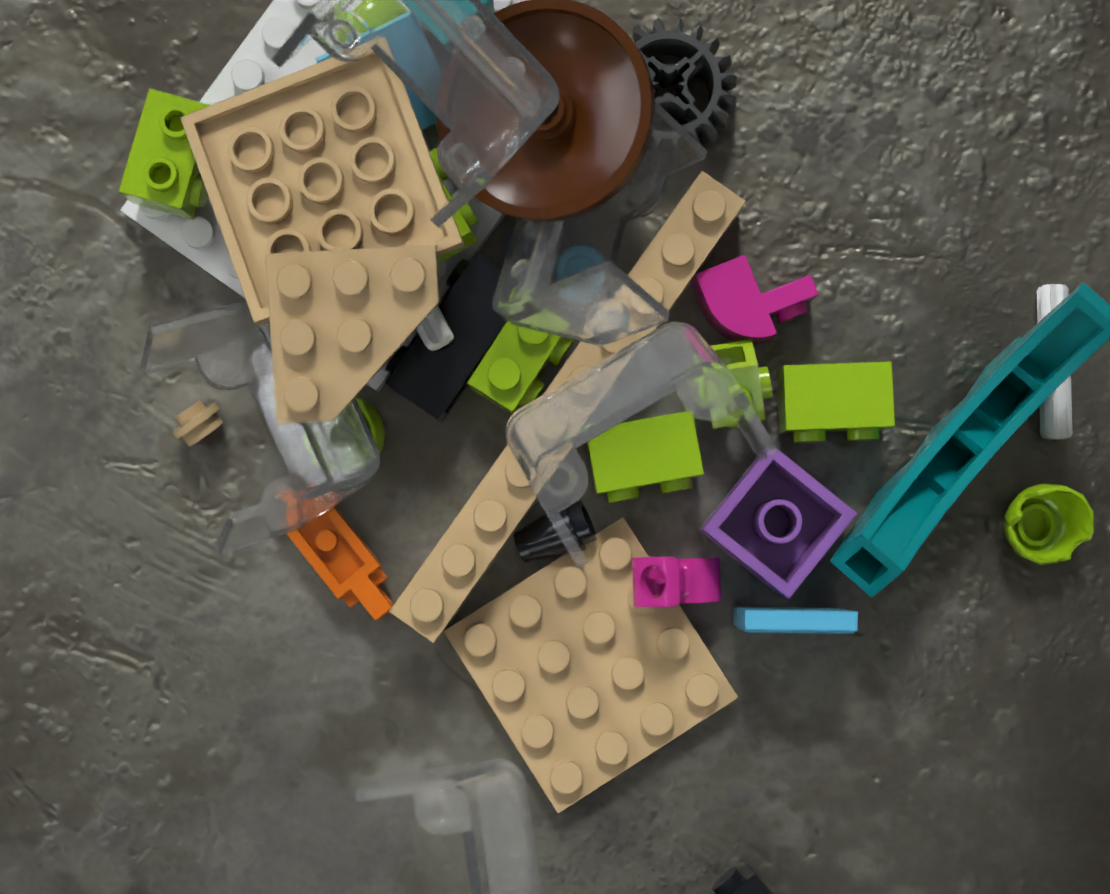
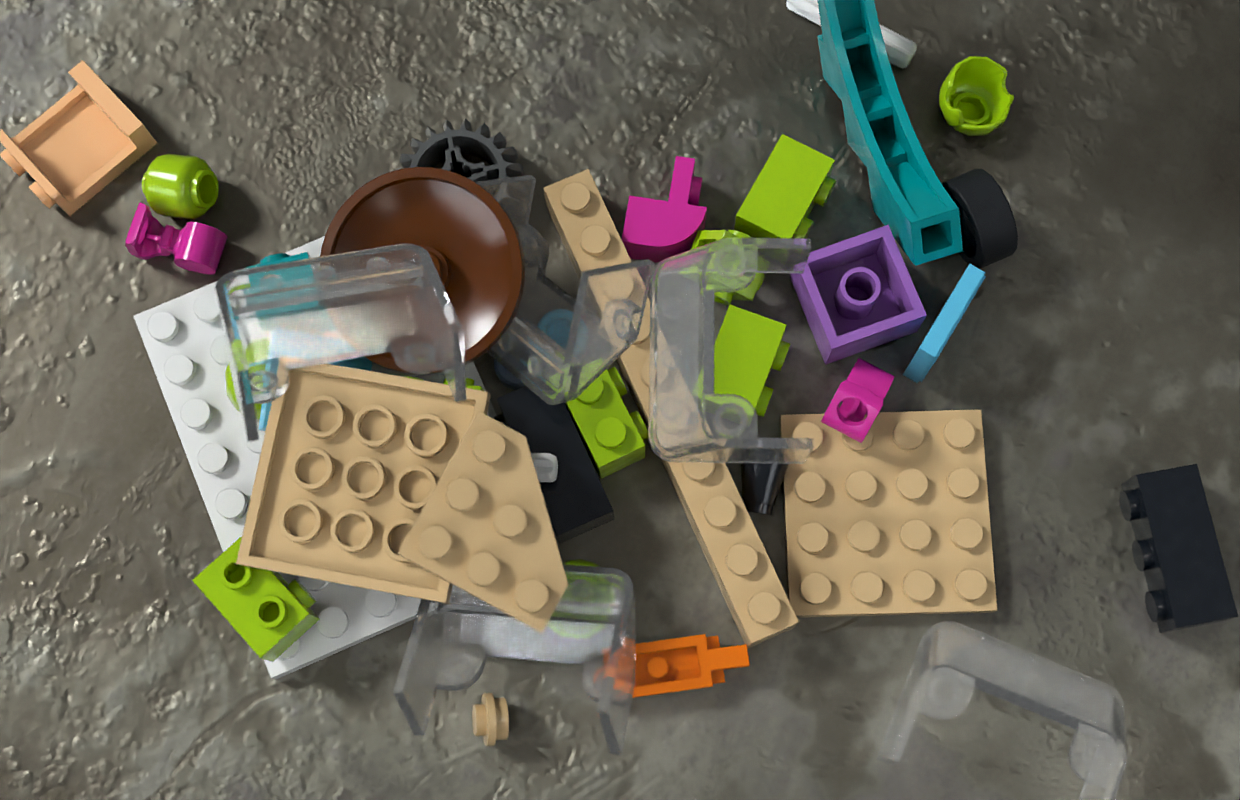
camera: 55 degrees left, 10 degrees down
(920, 593) = (985, 218): none -> black tyre

